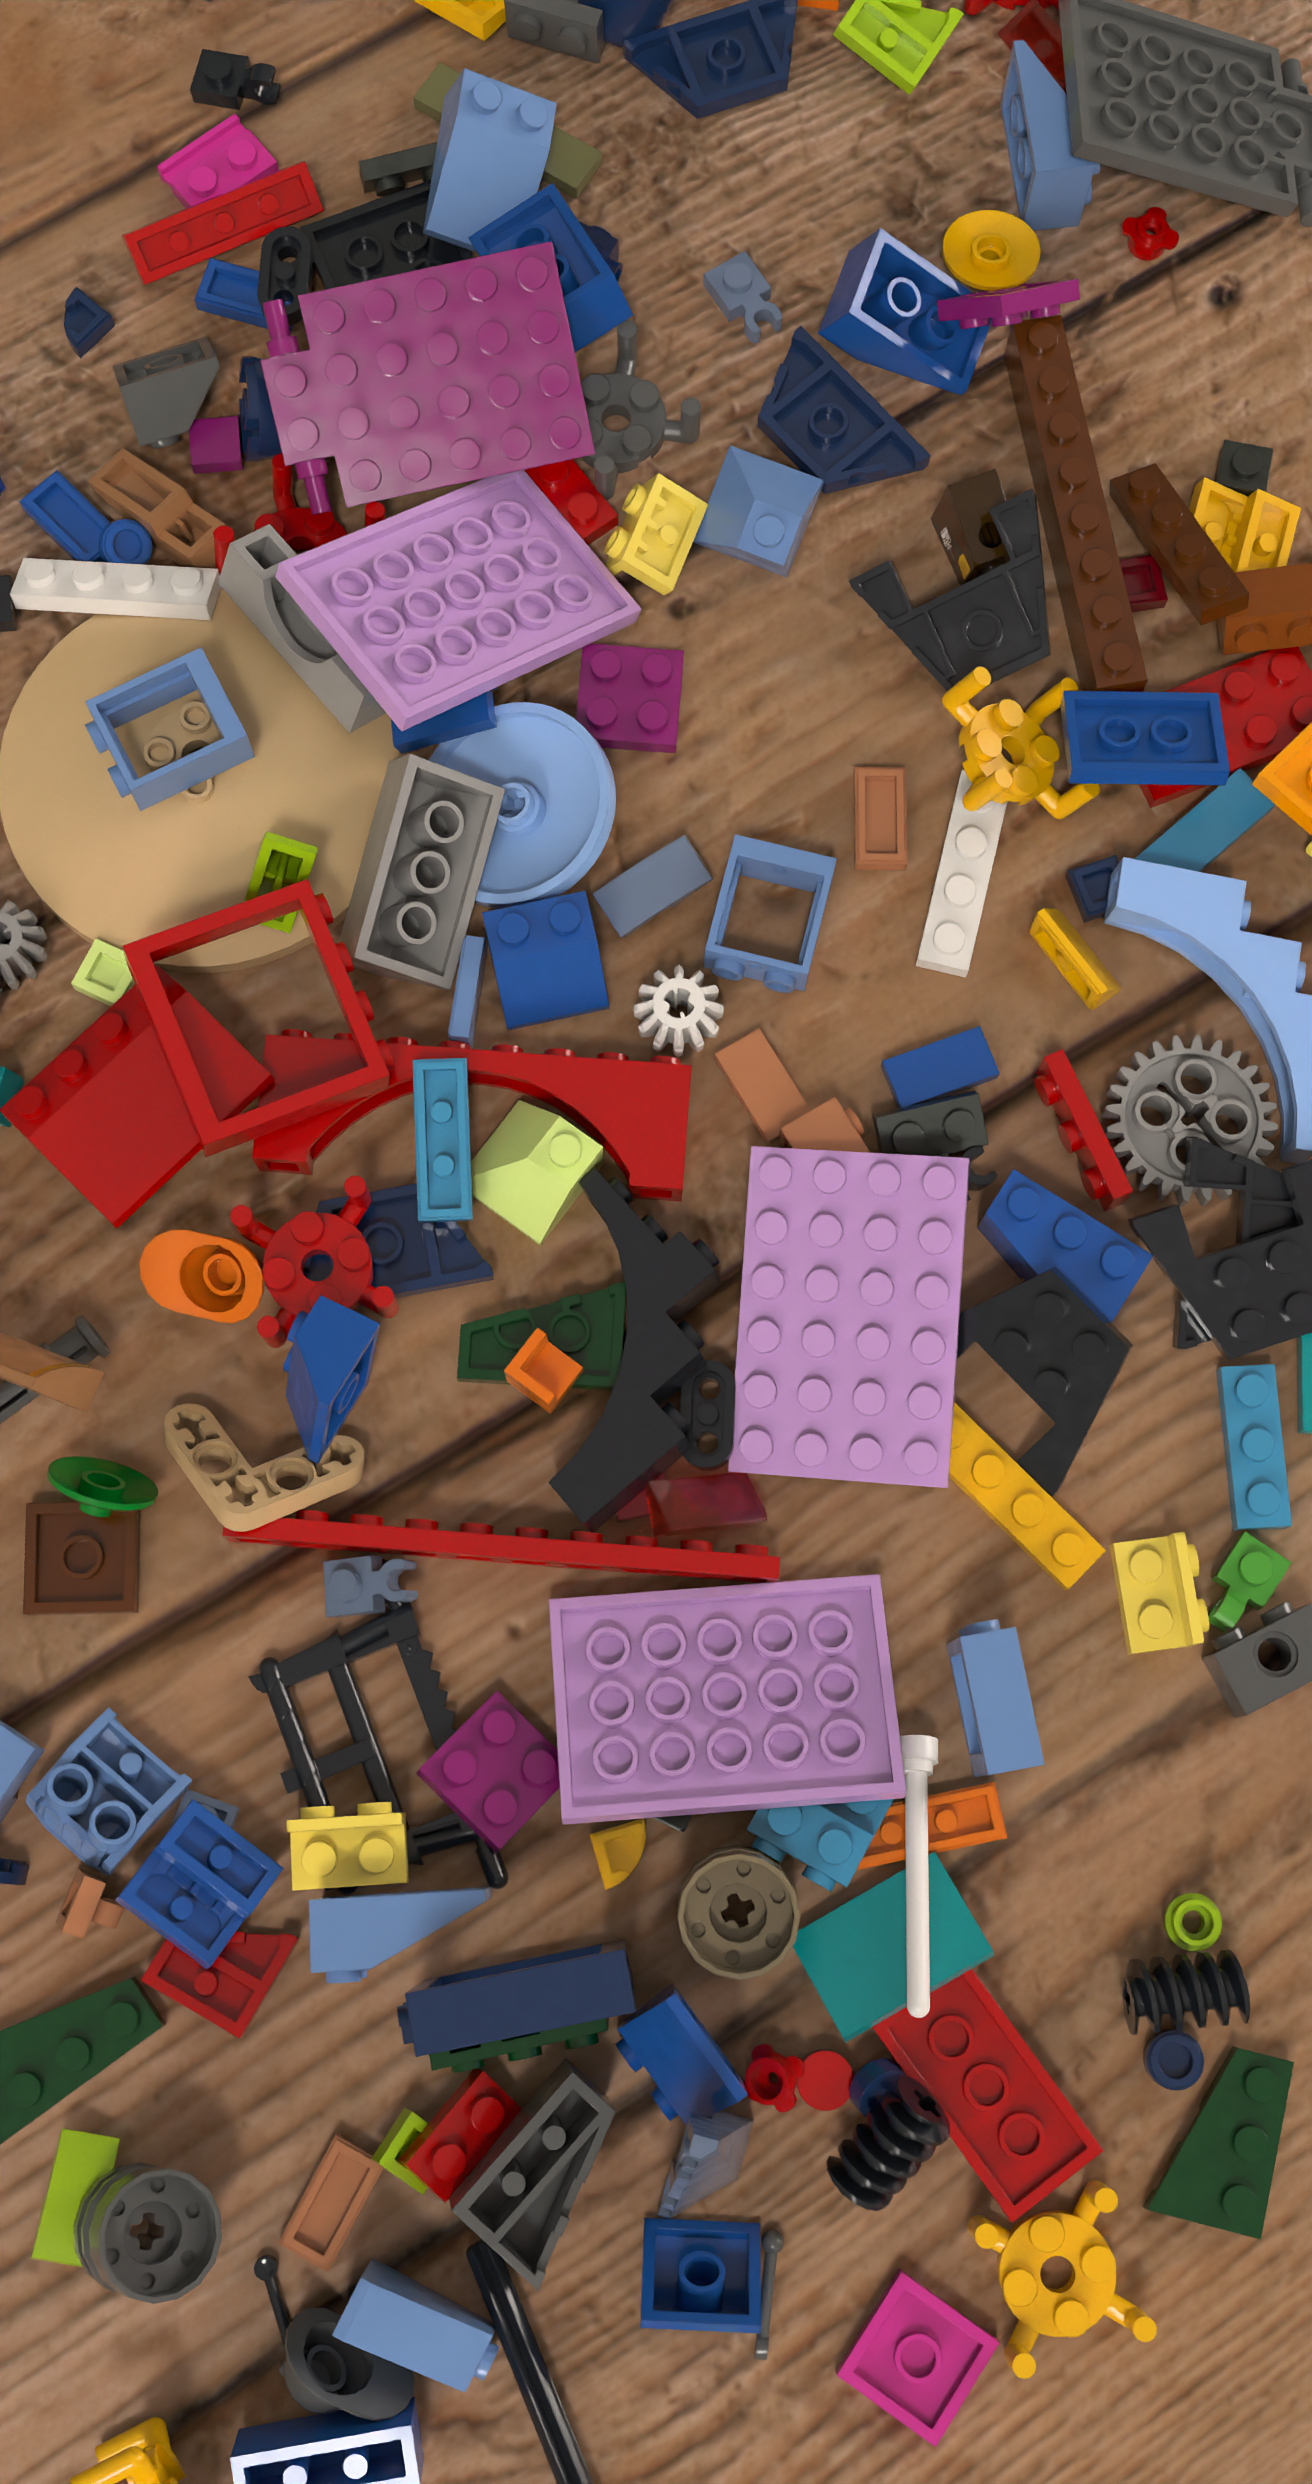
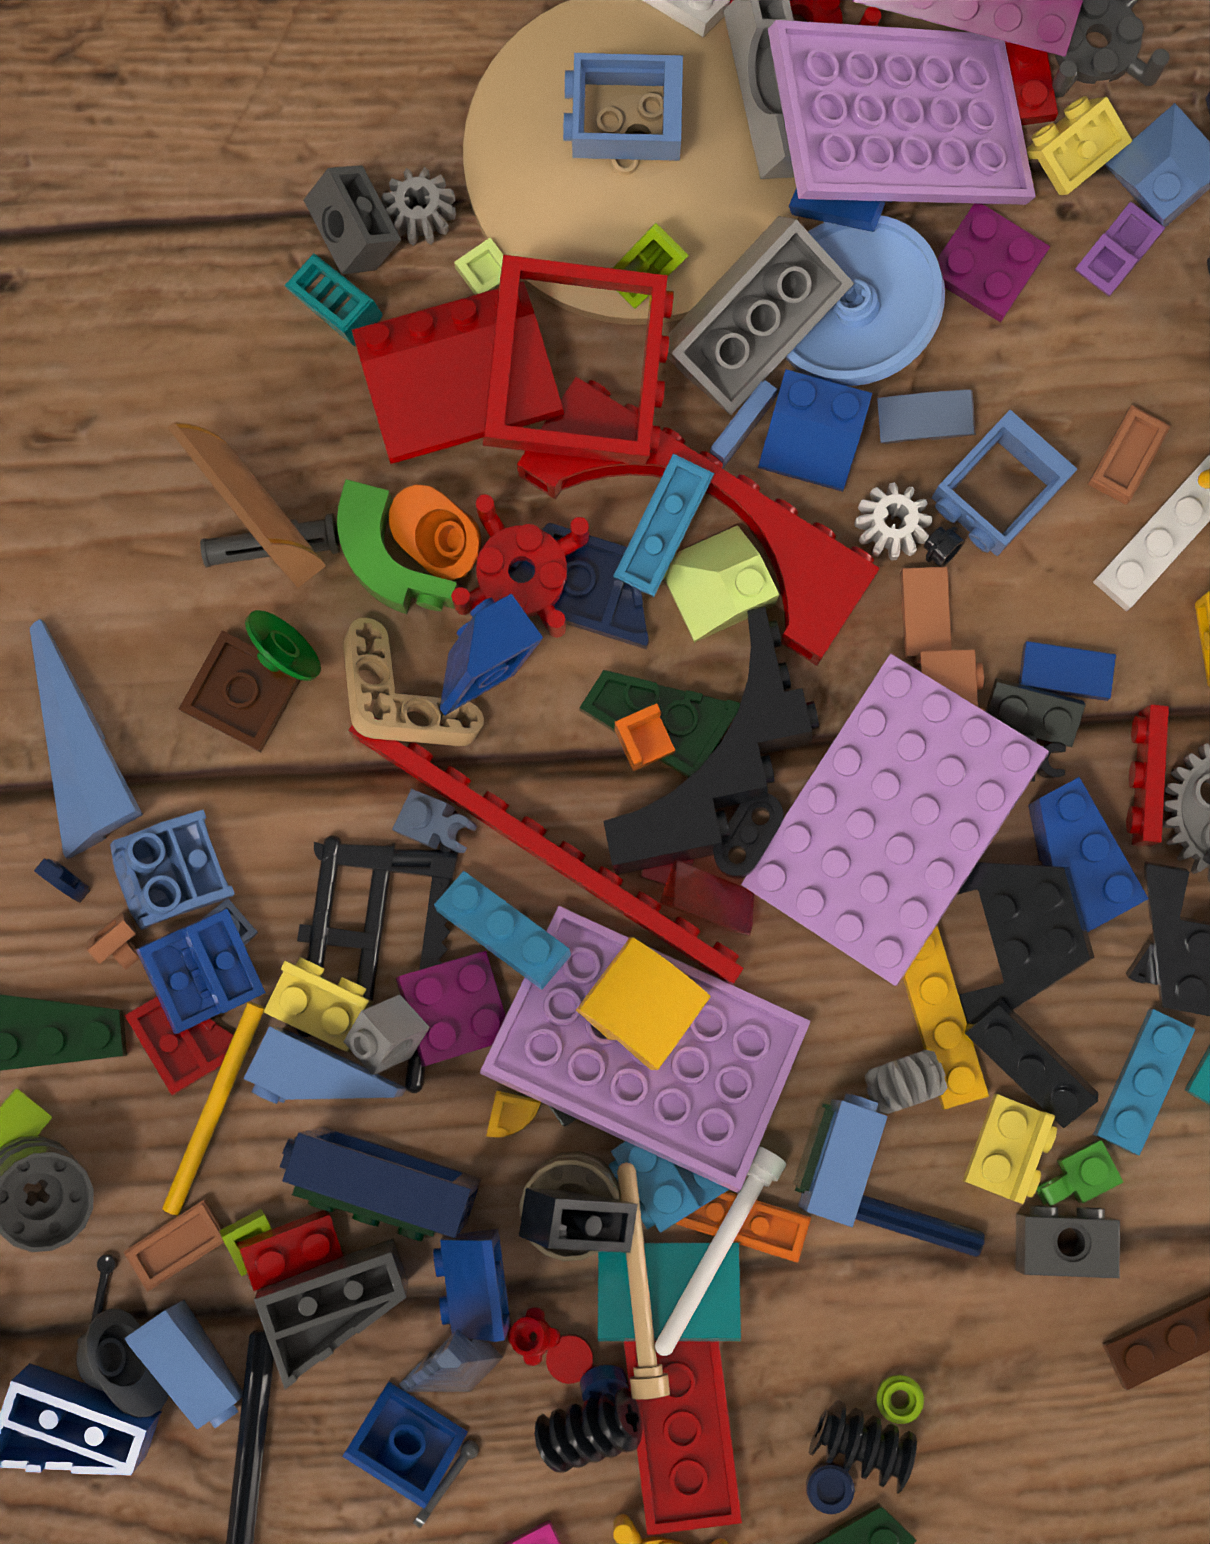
camera: 30 degrees right, 5 degrees up
(122, 1316) = (361, 532): none -> bright green arch
(293, 2028) = (213, 1108): none -> yellow axle
(439, 1839) = (386, 1034): none -> light grey brick
(503, 1657) = (502, 930): none -> dark azure plate
(695, 1652) = (643, 1003): none -> yellow slope
(743, 1009) = (943, 546): none -> black plate
(753, 1922) = (577, 1221): none -> black slope
(755, 618) = (1119, 249): none -> medium lavender slope
(921, 2049) = (648, 1376): none -> tan piece
(956, 1706) = (813, 1148): none -> clear green piece
(1013, 1581) = (906, 1081): none -> light grey gear
(1113, 1726) = (920, 1226): none -> dark blue axle
(1129, 1490) = (1031, 1062): none -> black plate

